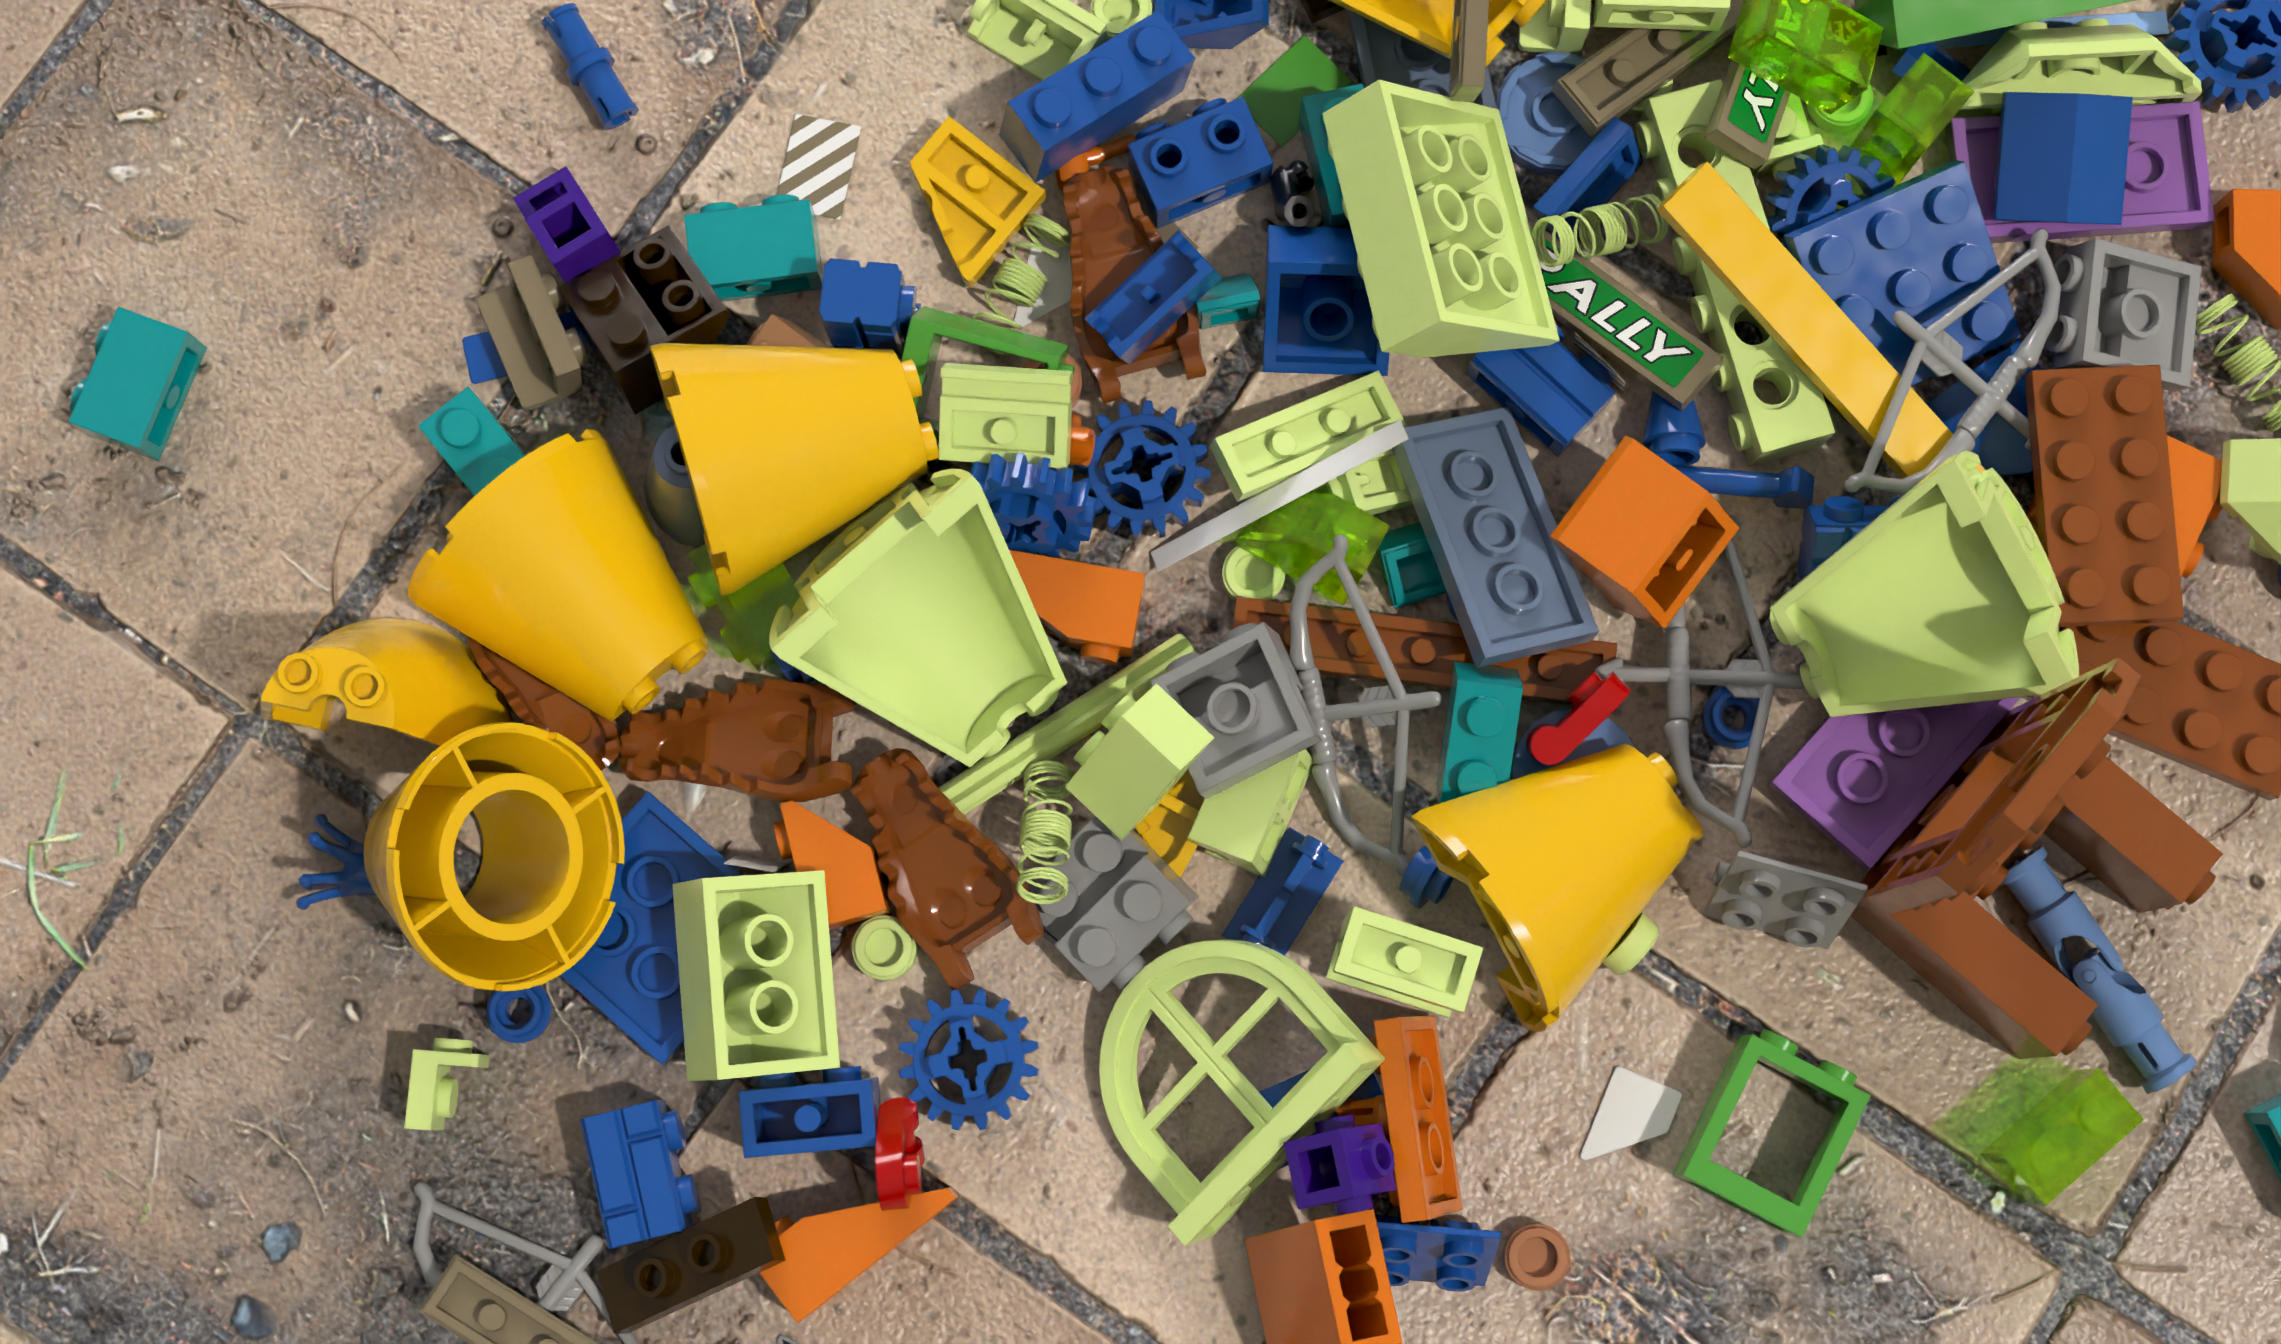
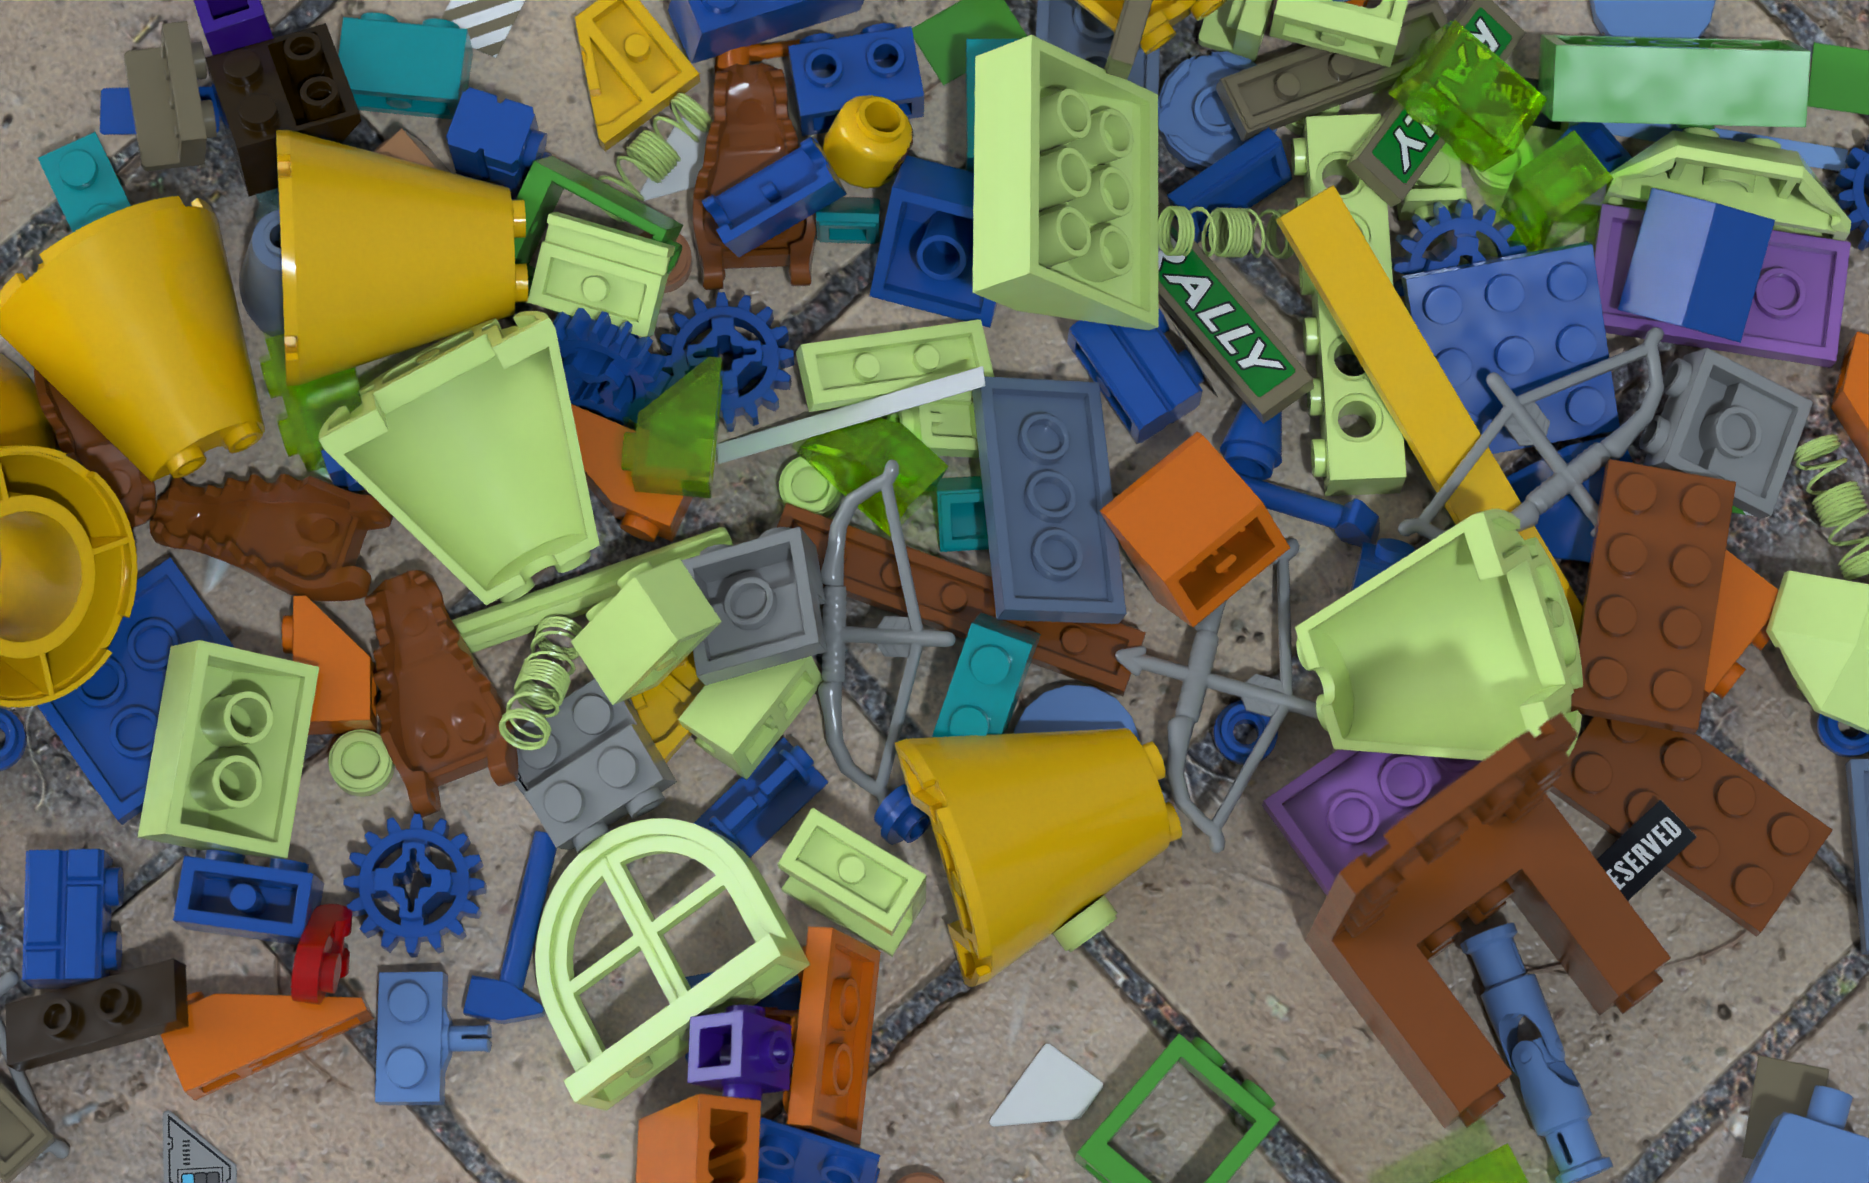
camera: 10 degrees right, 5 degrees down
(755, 863) = (251, 647): white sticker -> none
(1008, 1208) = (418, 1038): none -> medium blue plate
(1081, 442) = (670, 319): orange hand -> none
(1082, 1148) = (504, 999): none -> blue piece
(1121, 559) = (678, 436): none -> clear neon green slope
(1228, 220) = (868, 141): none -> yellow head
(1286, 189) = (934, 129): black arm -> none
(1592, 703) = (1102, 680): red plate -> none
(1782, 899) = (1242, 913): light grey hinge -> none
(2153, 740) = (1645, 849): none -> black sticker

